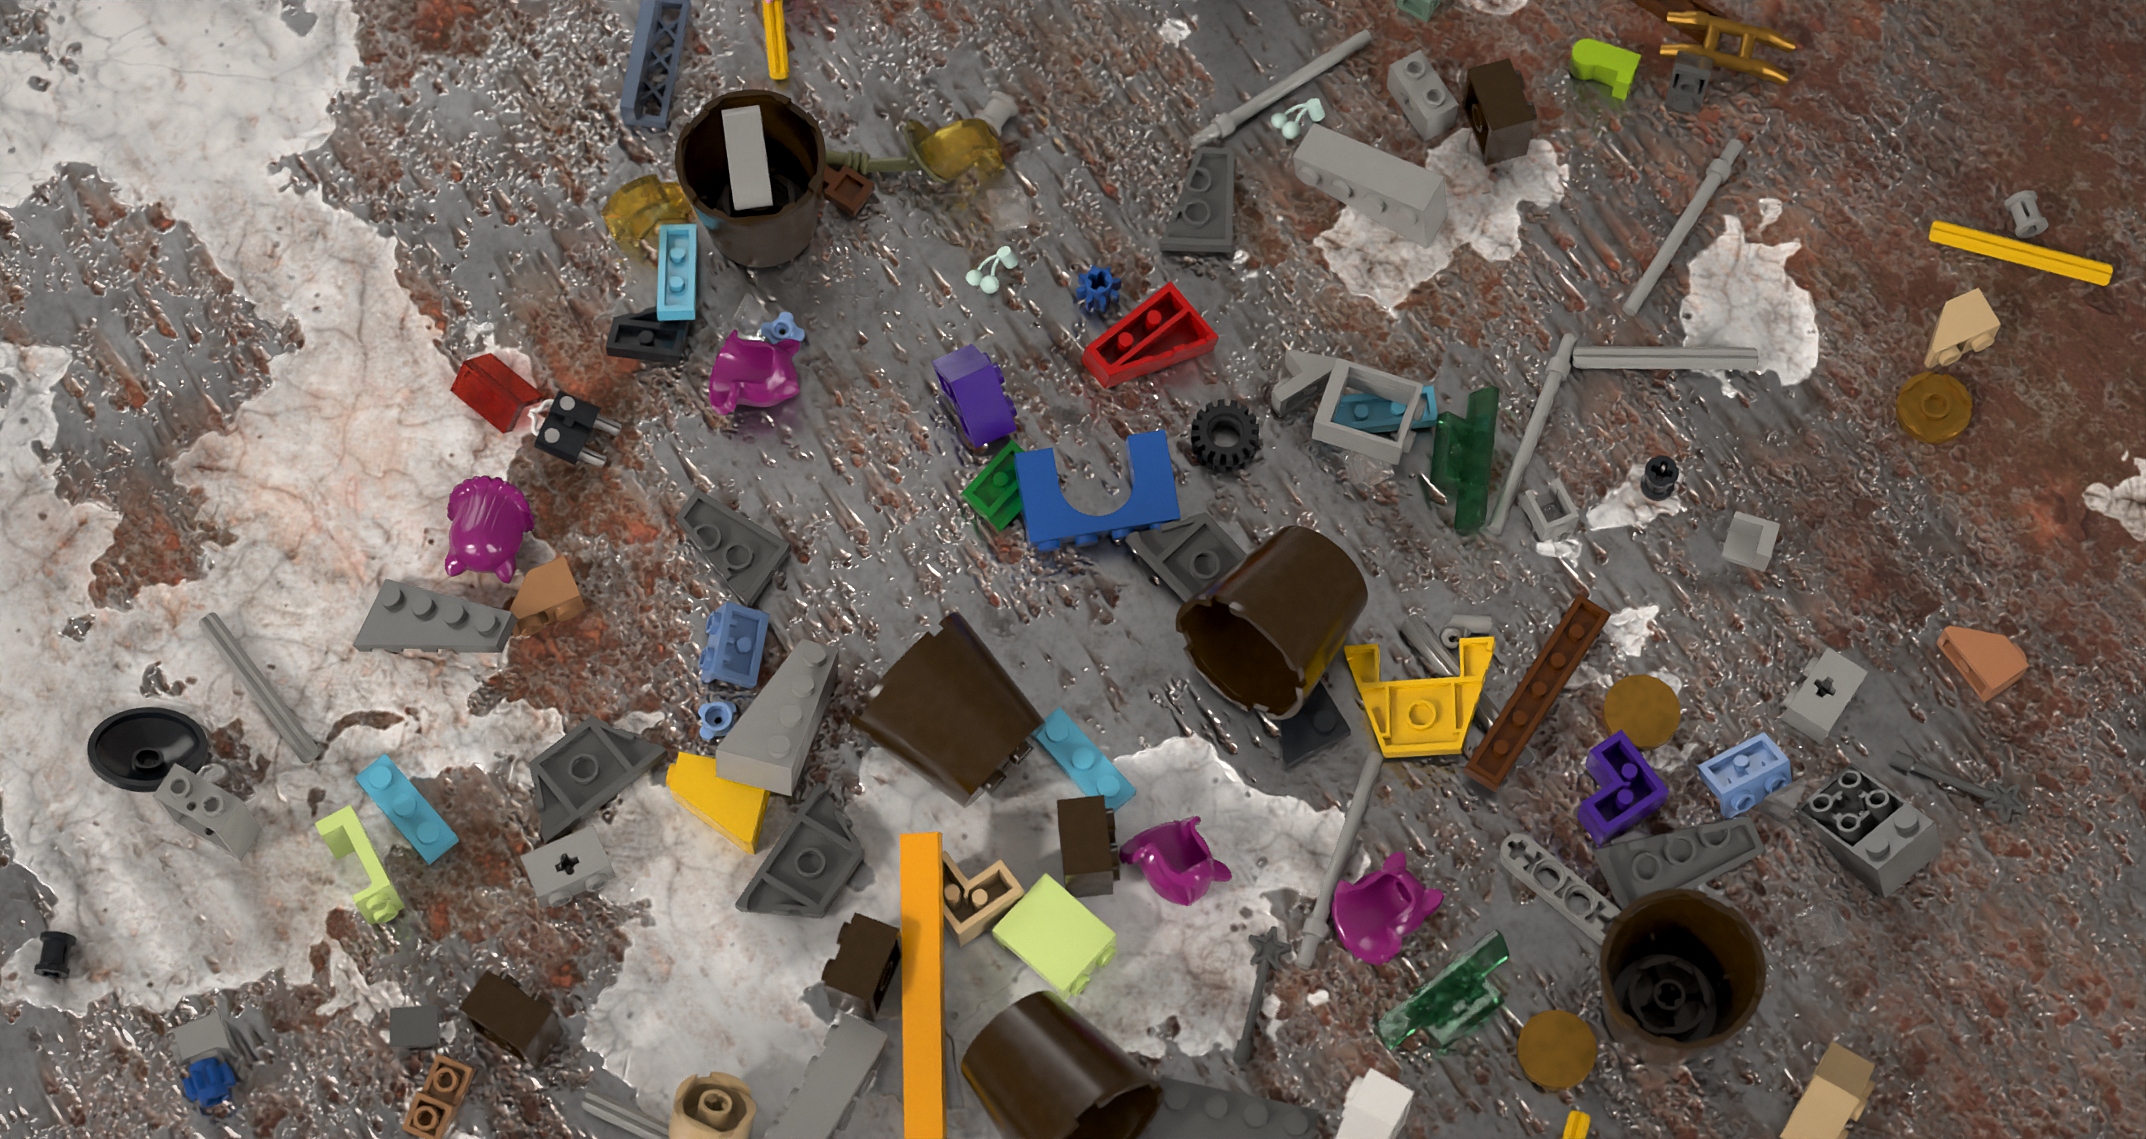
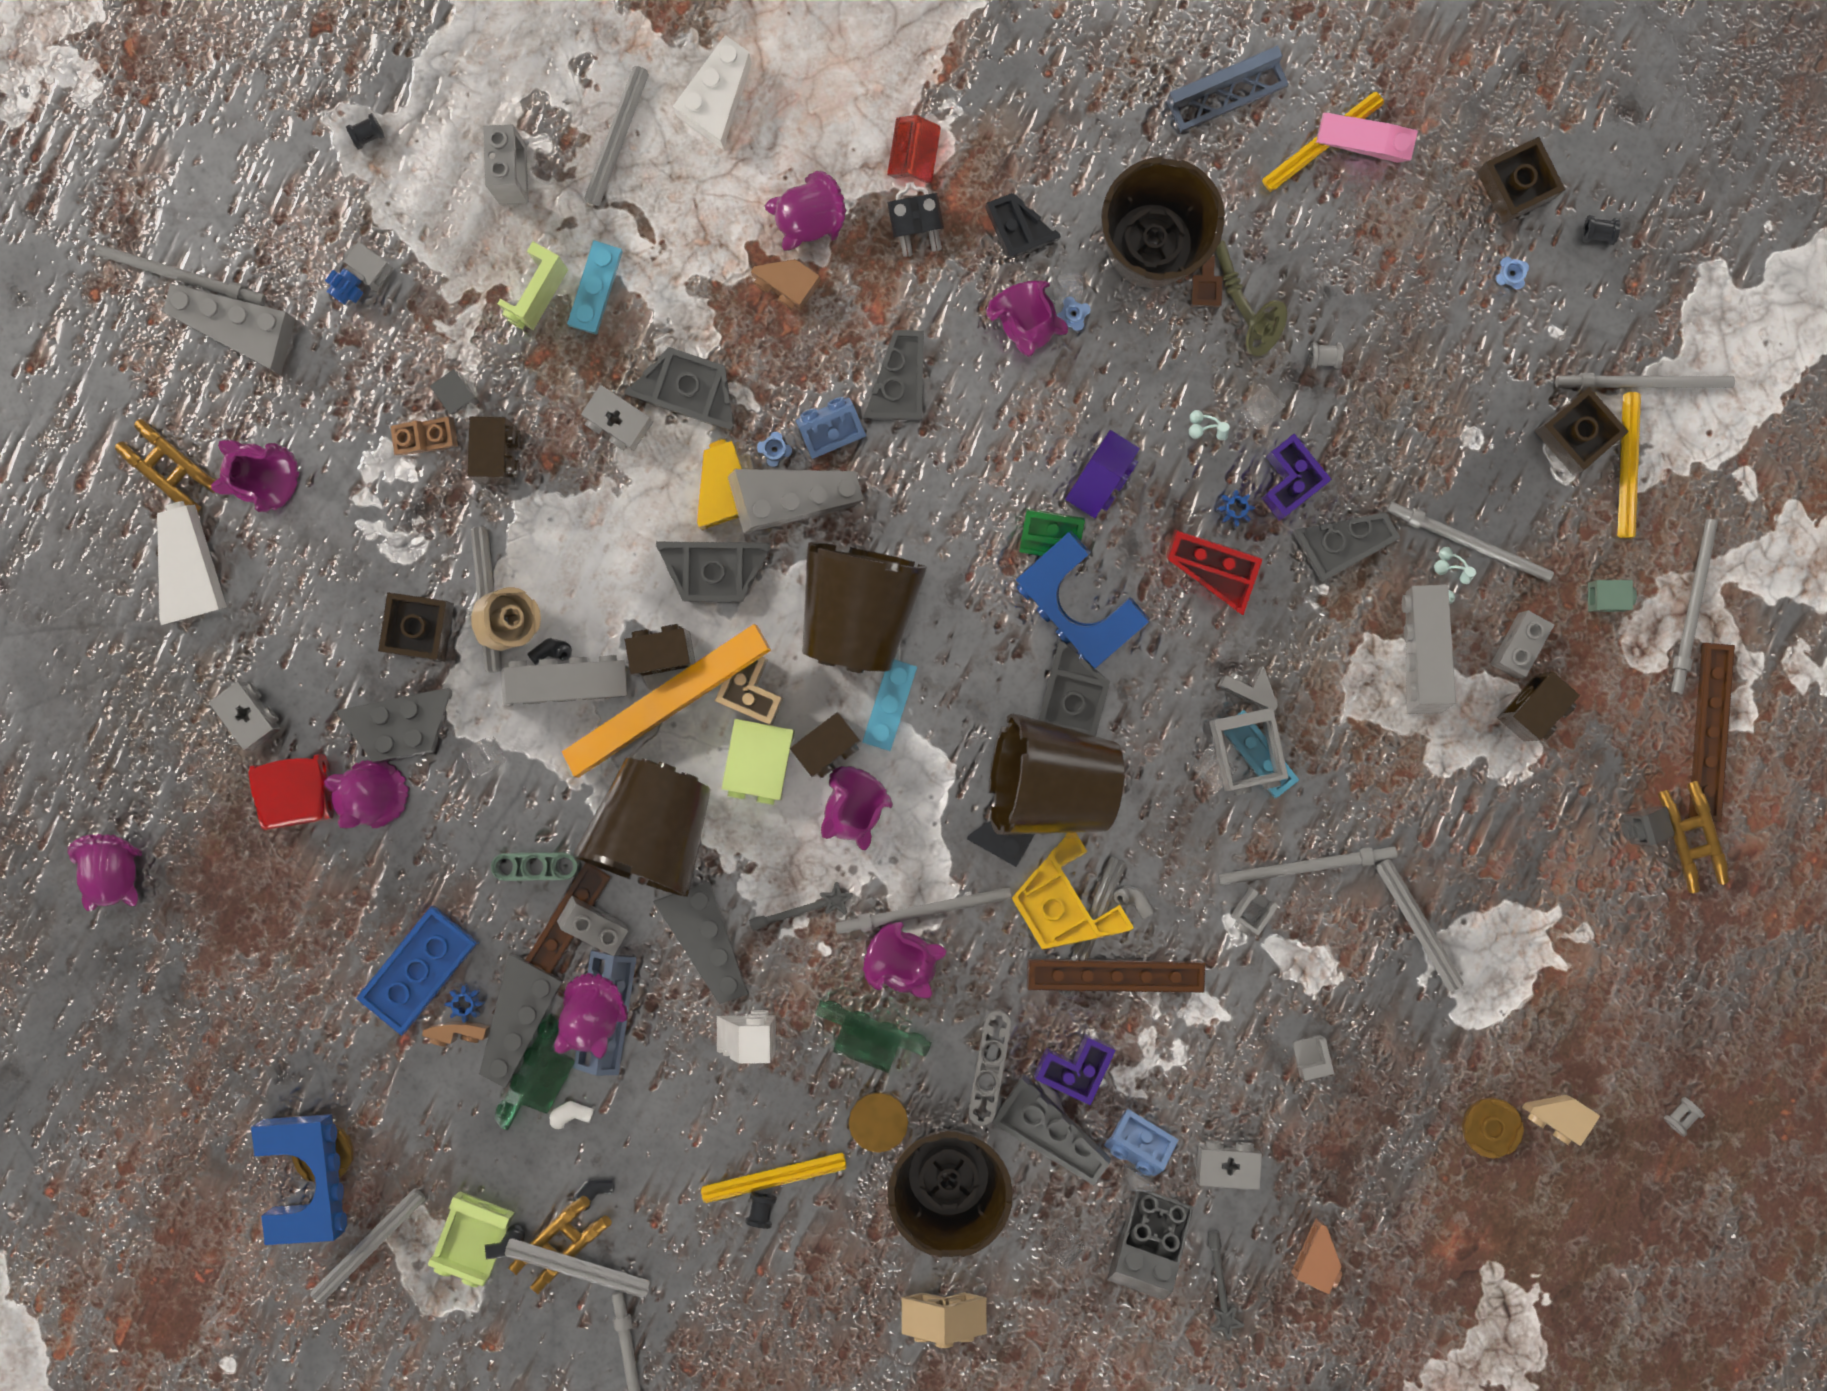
camera: 60 degrees right, 20 degrees up
(142, 745) = (532, 82): black dish -> none
(291, 554) = (715, 91): none -> white wedge
(432, 621) = (723, 215): wing -> none
(641, 204) = (1101, 156): clear yellow brick -> none
(677, 272) = (1069, 215): medium azure plate -> none
(747, 157) = (1156, 218): light grey beam -> none
(777, 1095) = (552, 648): none -> black arm
(962, 146) = (1281, 351): clear yellow brick -> none
(1102, 204) = (1300, 476): none -> dark purple brick
(1224, 456) = (1195, 655): black tyre -> none
(1465, 456) = (1260, 831): clear green bracket -> none
(1605, 65) = (1627, 758): lime leg -> none
(1643, 710) = (1145, 1050): pearl gold tile -> none
(1669, 475) = (1316, 965): black bush -> none
(1716, 174) = (1587, 883): light grey bar -> none
(2020, 252) = (1651, 1127): yellow axle -> none

